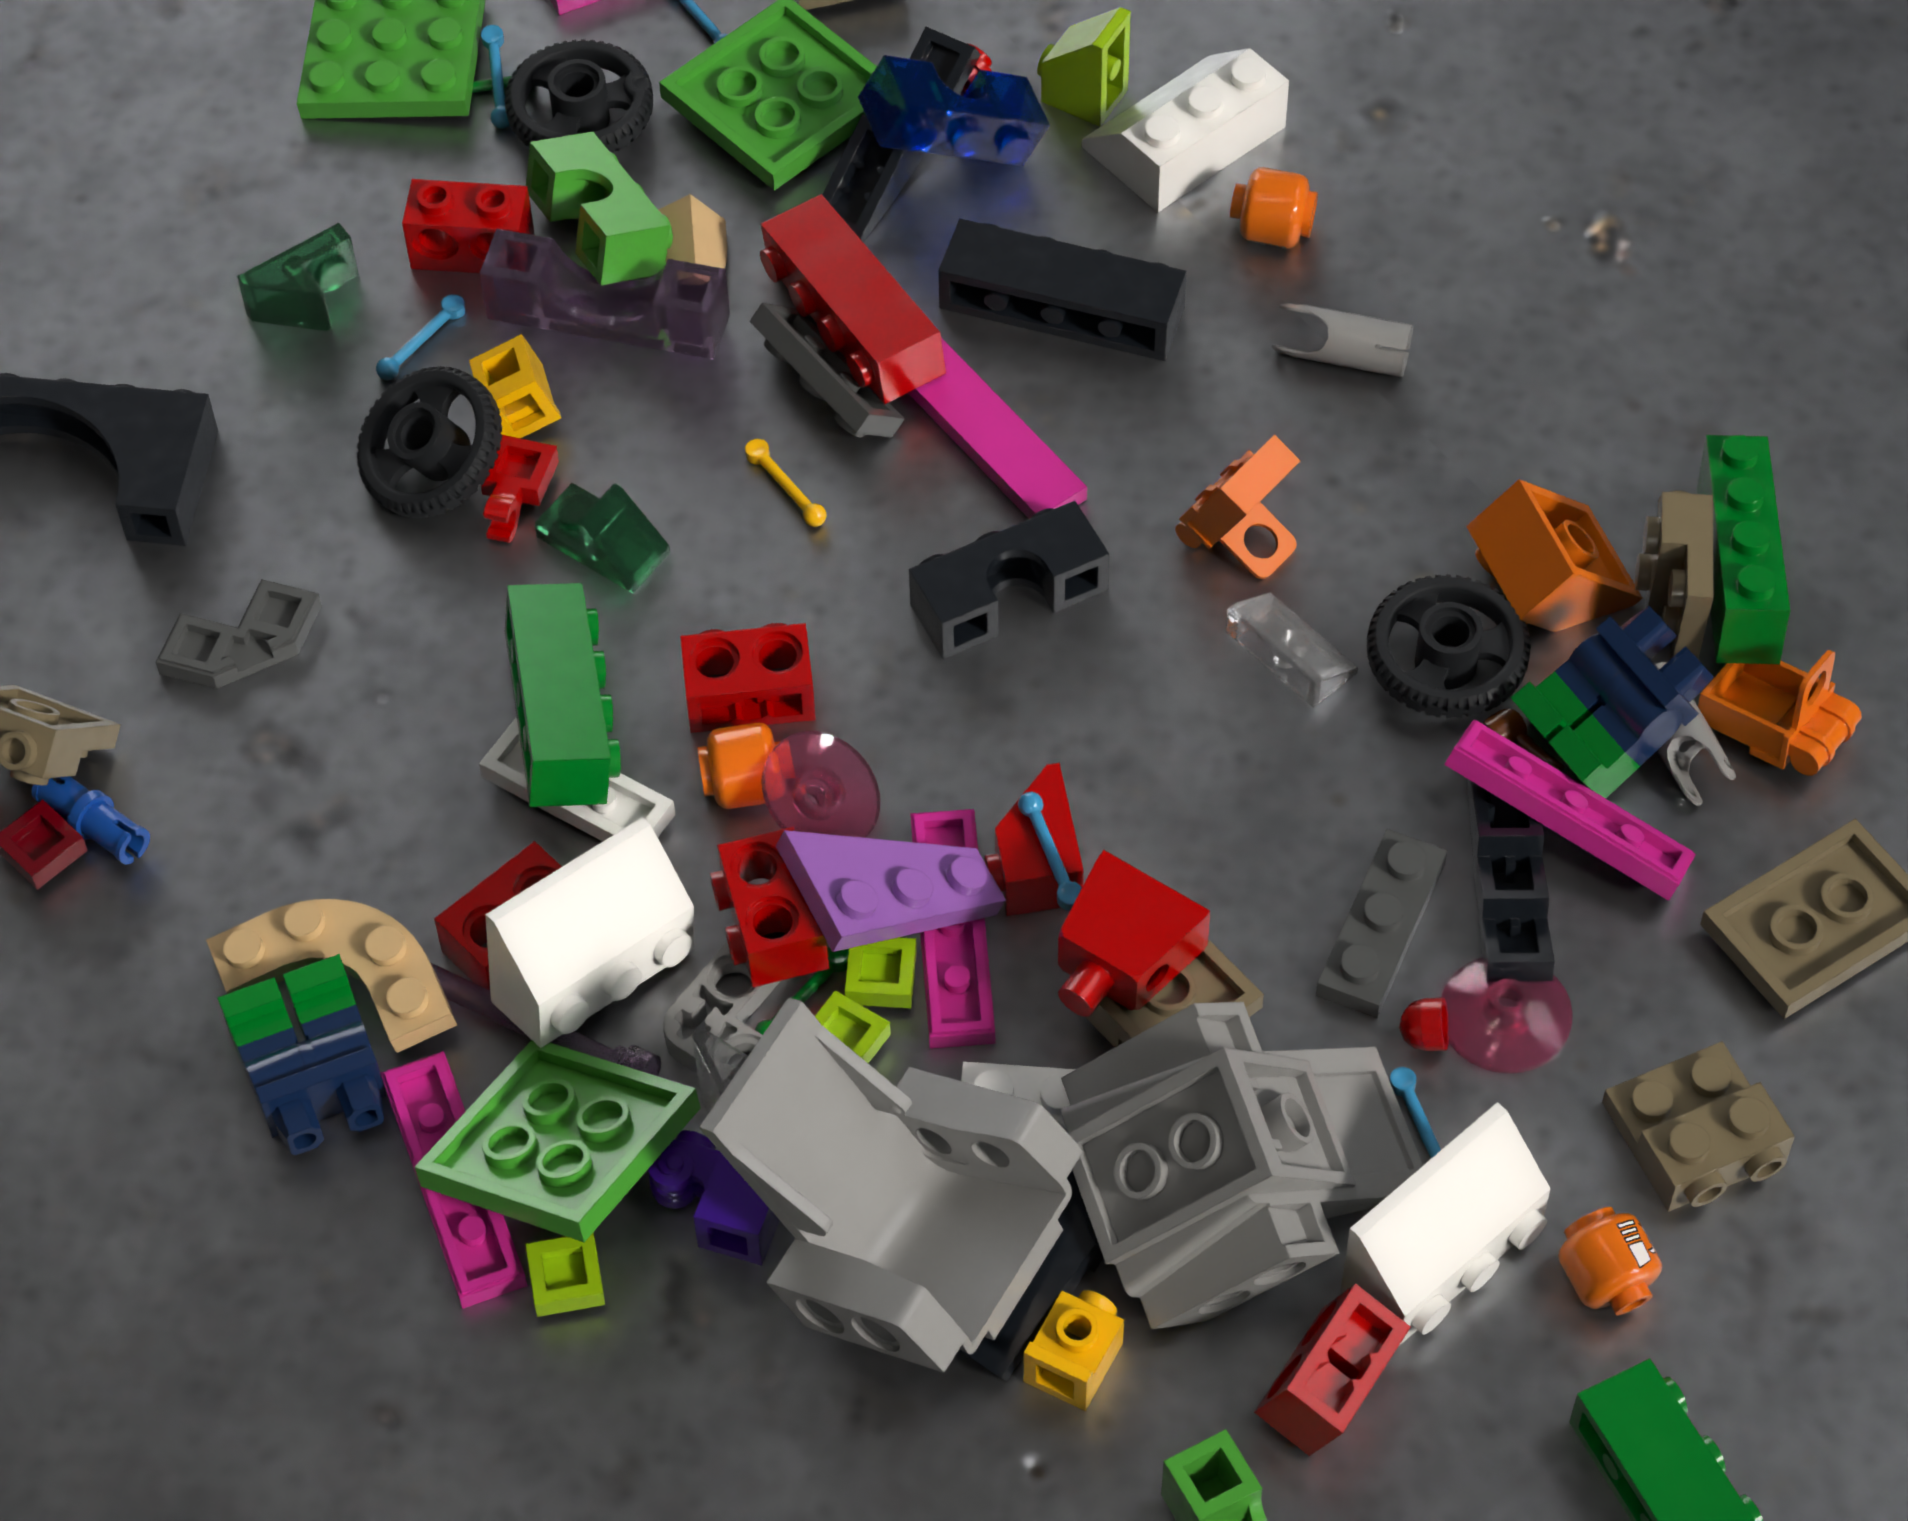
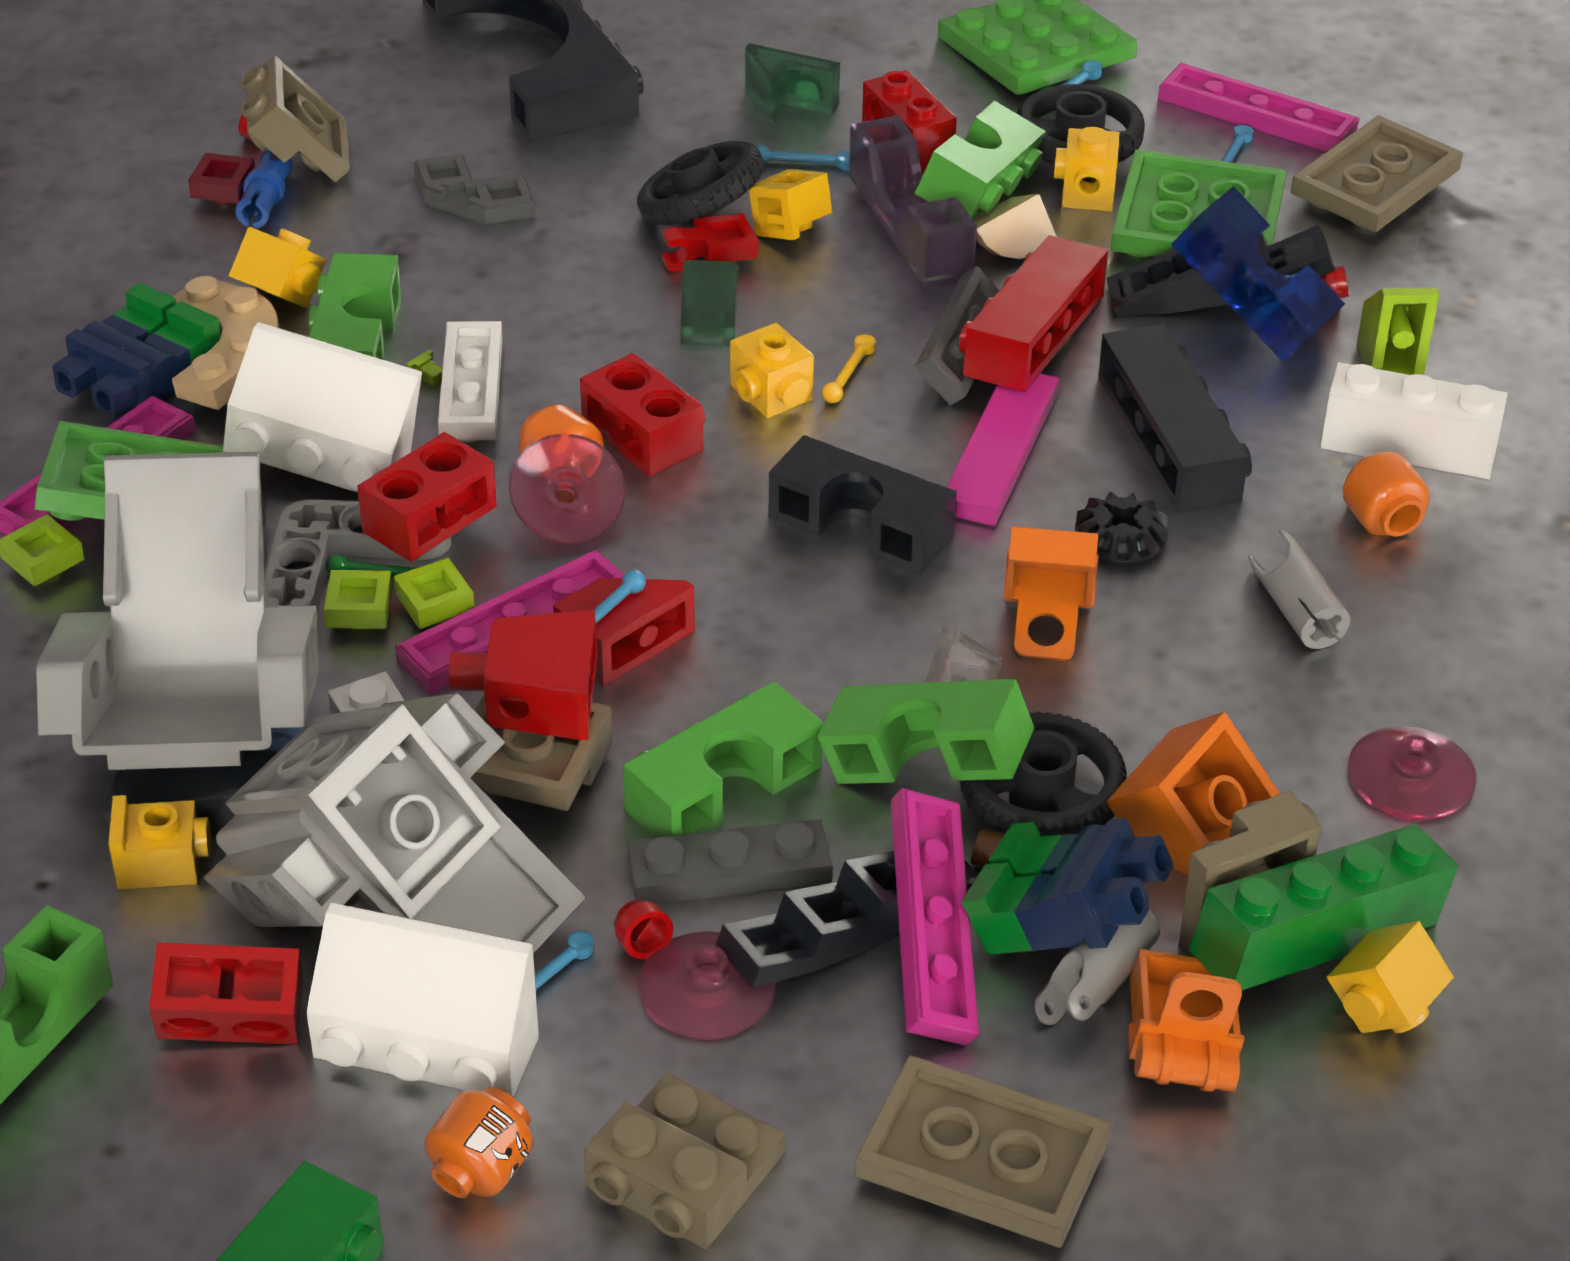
camera: 55 degrees right, 15 degrees down
(274, 862) = (278, 265): none -> yellow brick
(362, 819) = (357, 302): none -> bright green arch
(515, 818) = (430, 371): none -> lime piece
(558, 695) = (526, 319): green brick -> none
(661, 133) = (1088, 168): none -> yellow brick
(764, 542) = (771, 370): none -> yellow brick
(886, 888) = (485, 536): medium lavender wing -> none
(1150, 427) = (1124, 541): none -> black gear
(1282, 911) = (757, 737): none -> bright green arch
(1398, 652) = (880, 727): none -> bright green arch
(1585, 417) = (1411, 773): none -> clear pink dish
(1828, 554) = (1390, 978): none -> yellow brick

